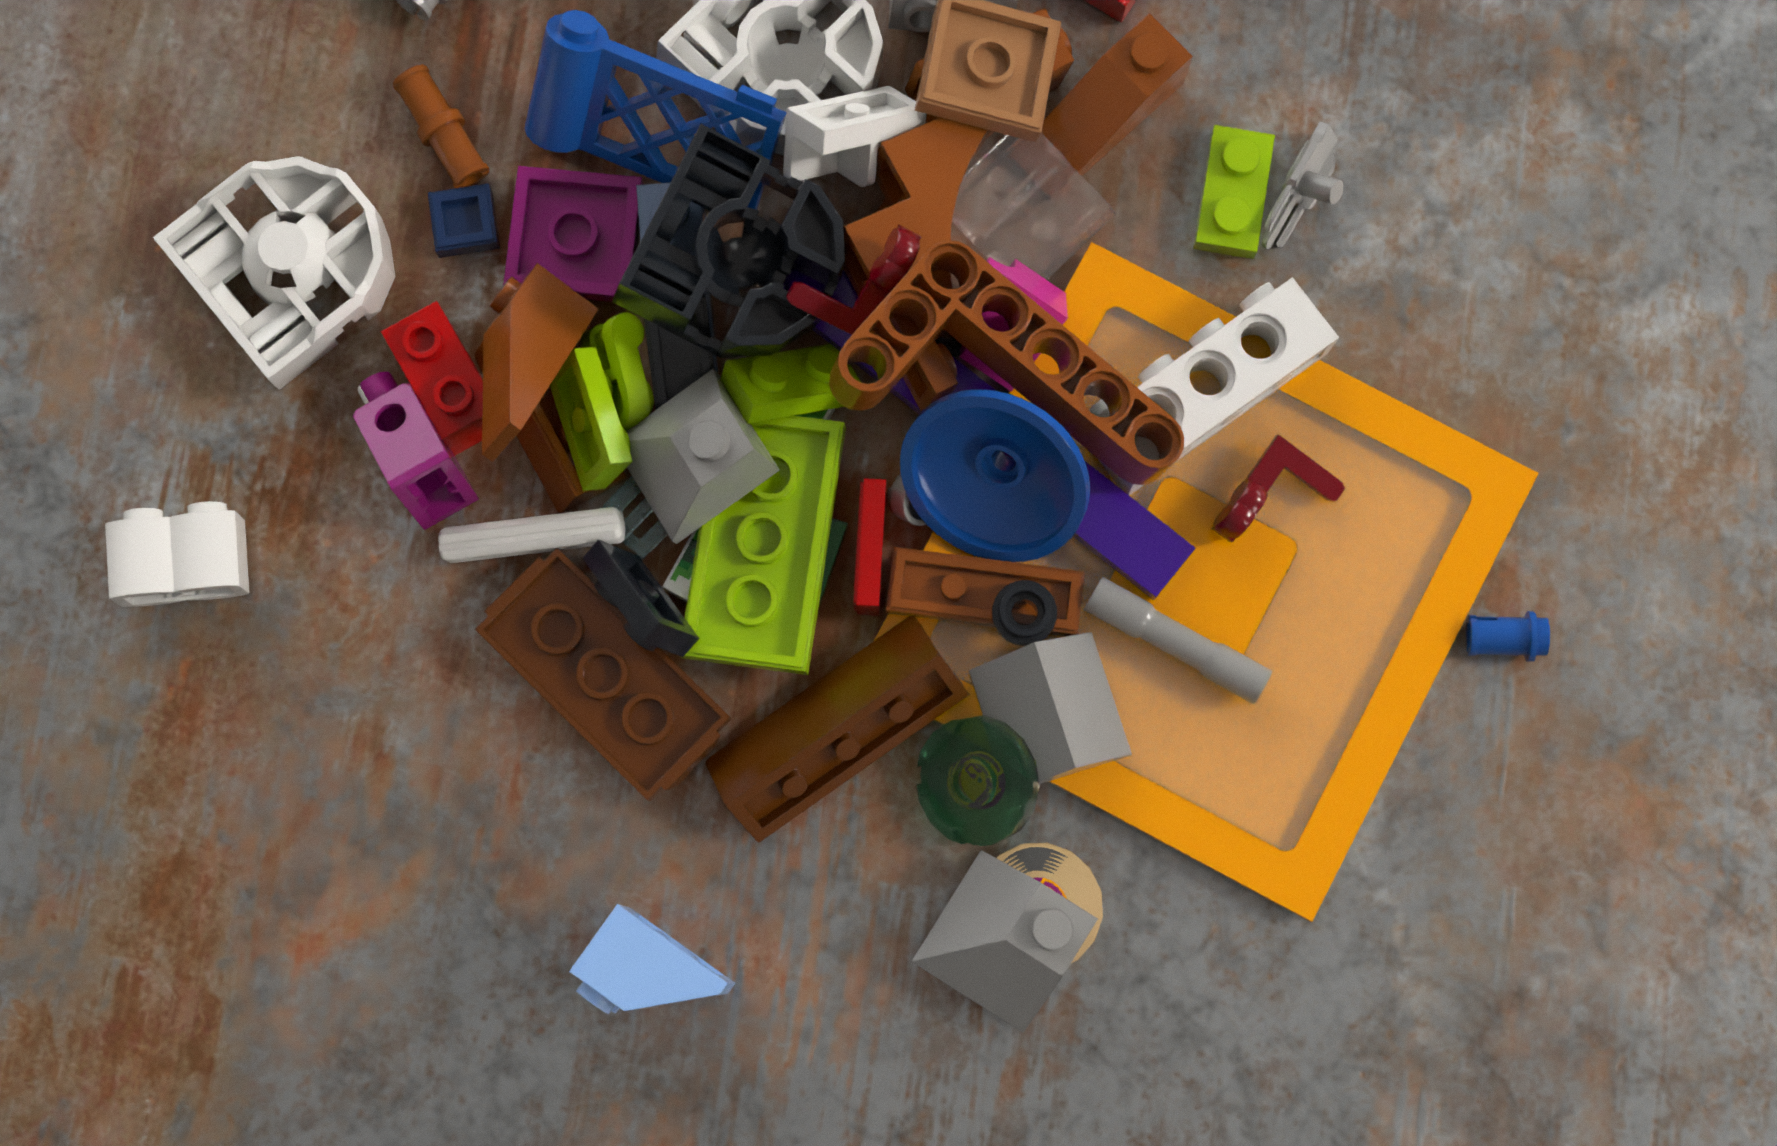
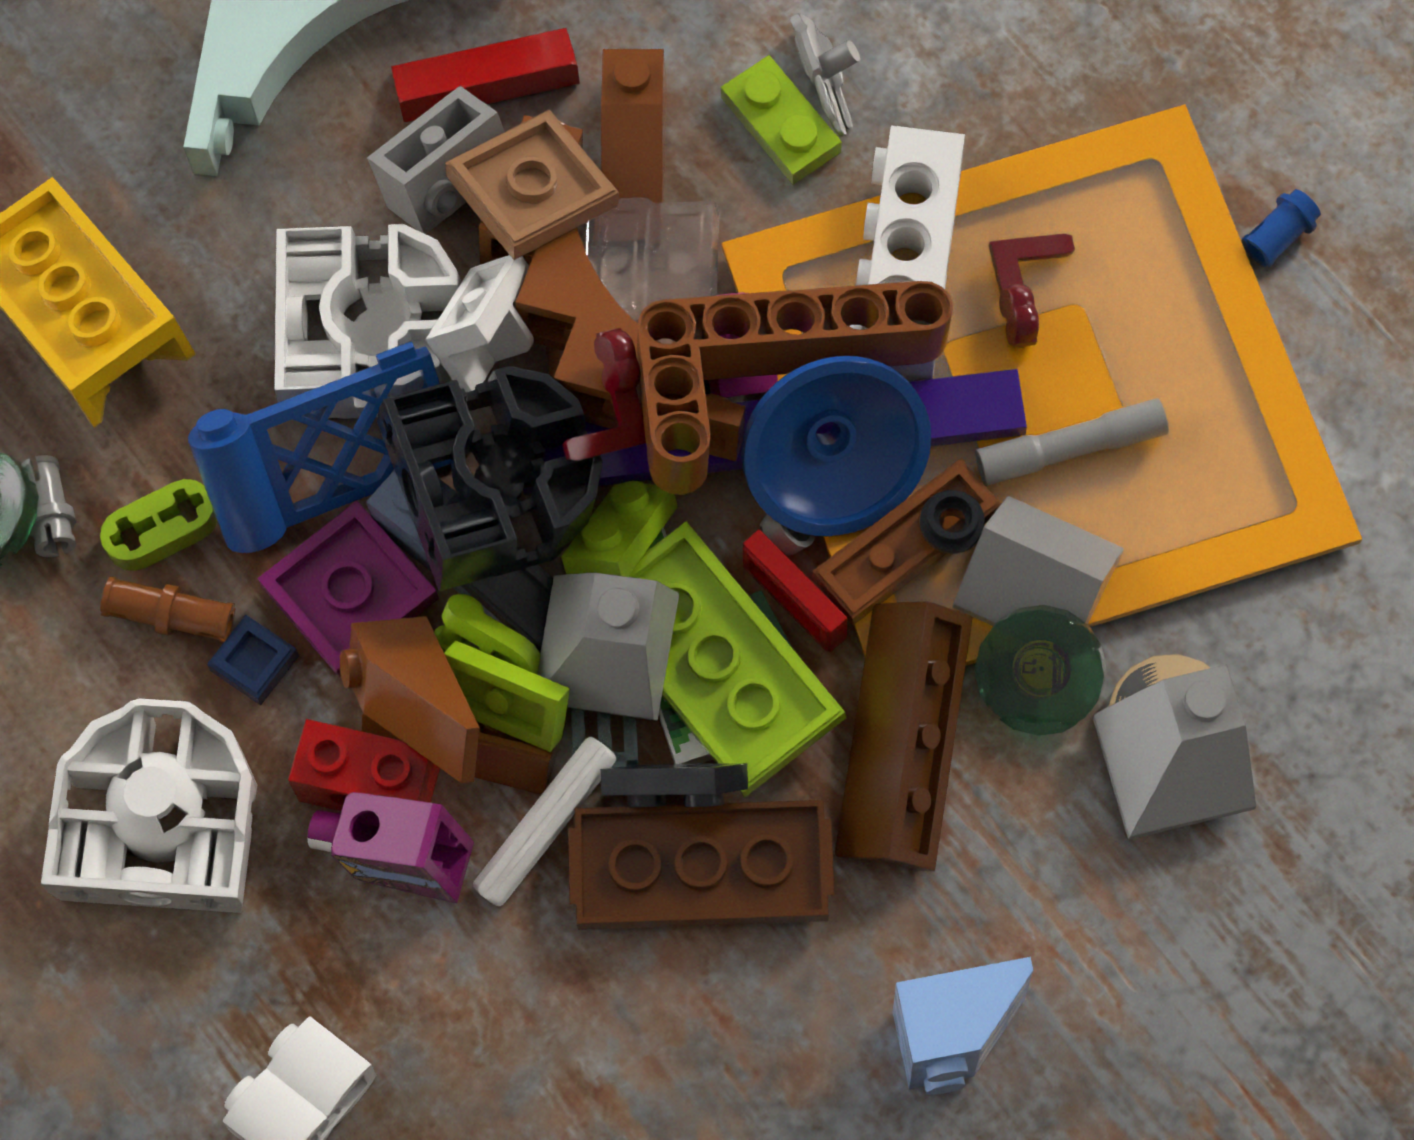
camera: 40 degrees left, 10 degrees down
(496, 43) = (159, 525): none -> lime beam

